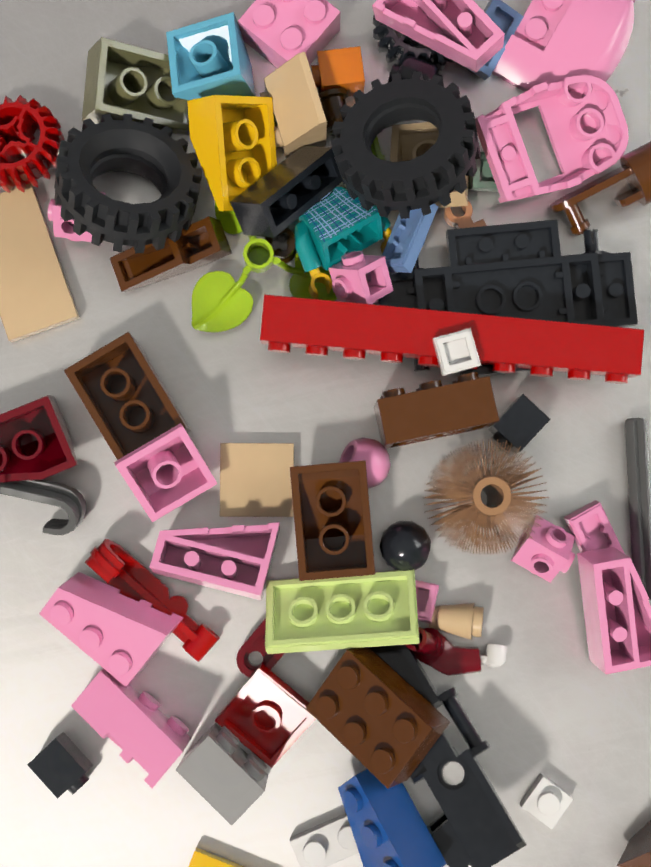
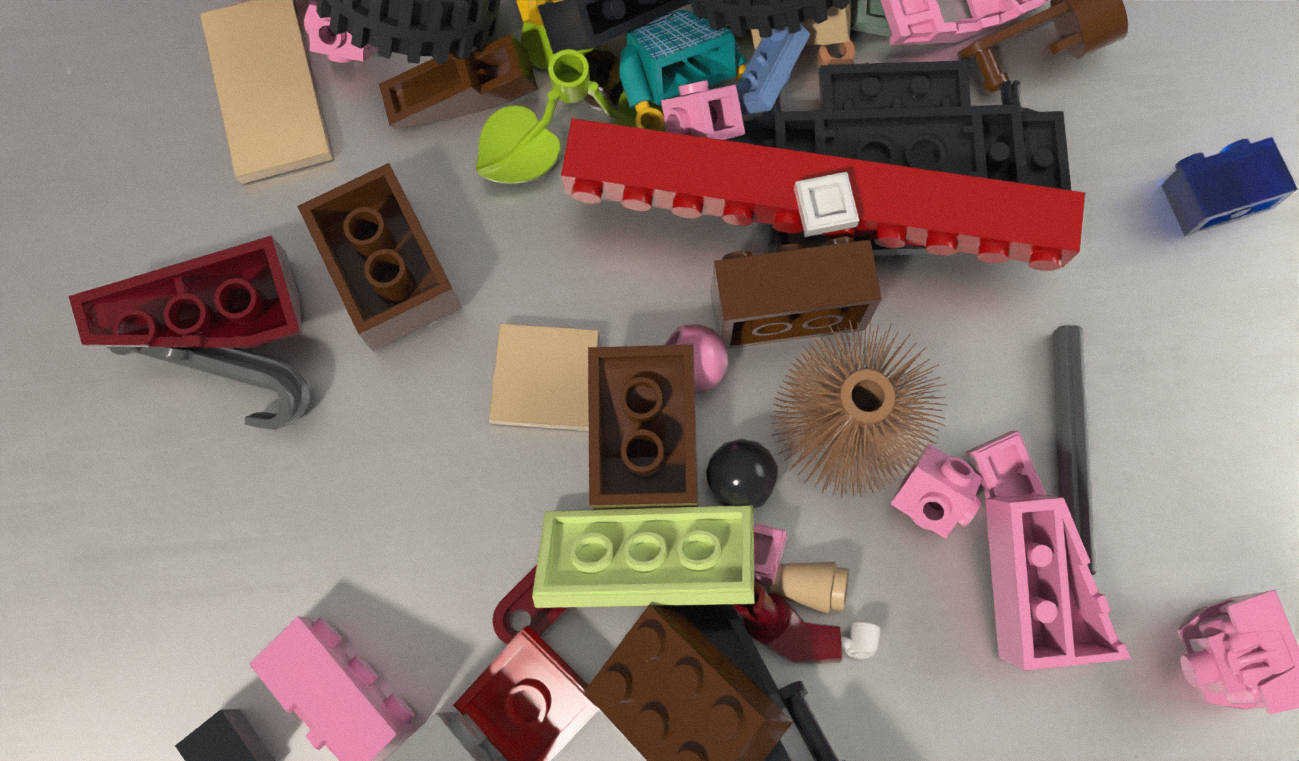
camera: 10 degrees right, 10 degrees down
(108, 625) = (318, 556): bright pink wedge -> none
(135, 581) = (382, 524): red piece -> none
(166, 472) = (417, 345): bright pink slope -> none
(218, 558) = (480, 472): bright pink wedge -> none
(518, 424) = (910, 311): black brick -> none

